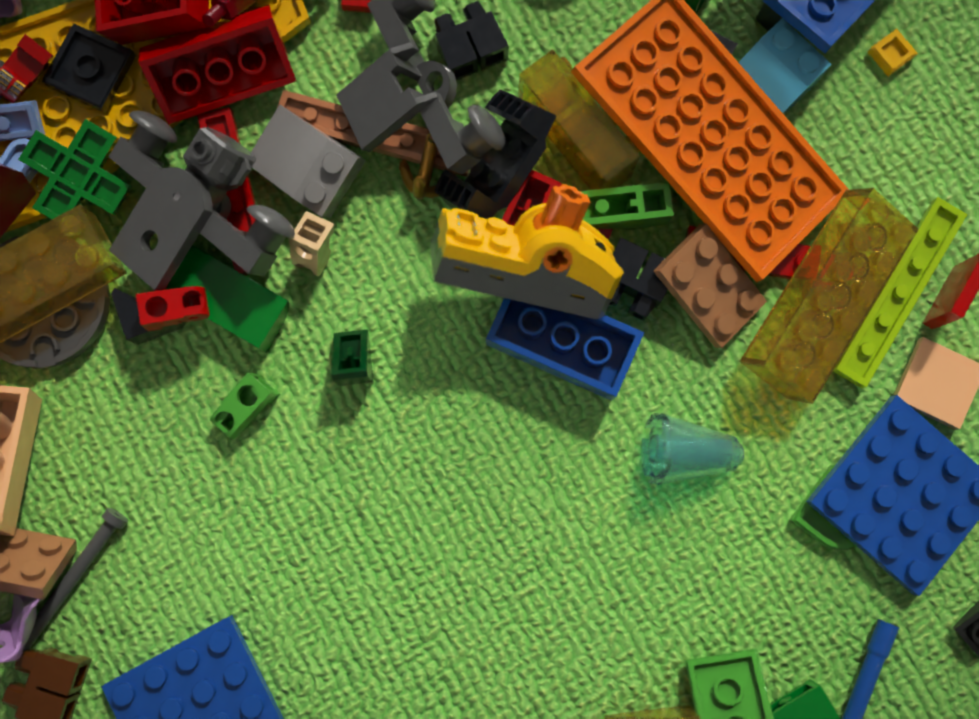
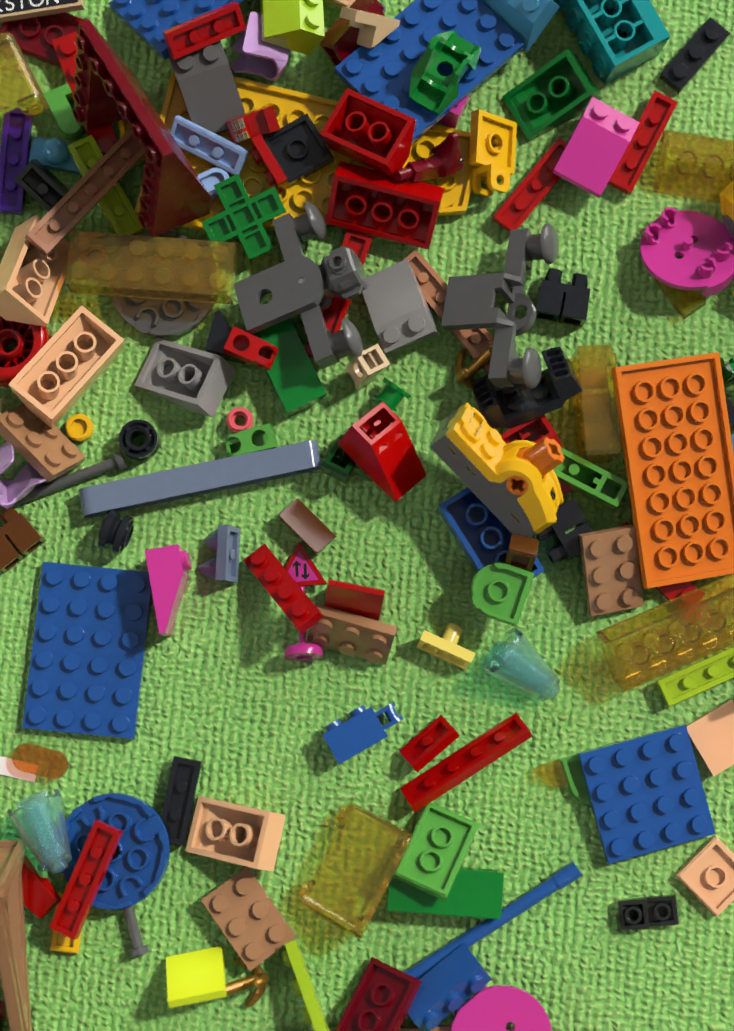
camera: 25 degrees right, 0 degrees up
(48, 513) = (79, 428): none -> yellow tile
(54, 95) = (261, 154): none -> red plate
(104, 484) = (136, 428): none -> black wheel
(127, 382) = (186, 376): none -> light grey slope
(158, 600) = (116, 532): none -> black wheel
(207, 386) = (239, 412): none -> coral plate
(211, 482) = (200, 478): none -> sand blue beam
(251, 621) = (168, 581): none -> dark pink slope
(301, 553) = (227, 545): none -> sand blue tile
(358, 259) = (391, 395): none -> green brick
(361, 454) = (306, 526): none -> reddish brown slope
(381, 541) = (283, 588): none -> red plate
(387, 509) = (305, 574): none -> dark pink piece
(389, 320) = (384, 451): none -> red slope
(466, 508) = (354, 599): none -> red slope
(485, 539) = (352, 634): none -> medium nougat plate
(564, 637) = (358, 732): none -> blue brick
(594, 482) = (446, 647): none -> light yellow tile
(608, 330) = (522, 552): none -> reddish brown slope
(614, 386) = (501, 592): none -> bright green tile
(645, 598) = (429, 743): none -> red plate
(697, 592) = (465, 762): none -> red plate
(793, 540) = (552, 773): none -> clear yellow tile

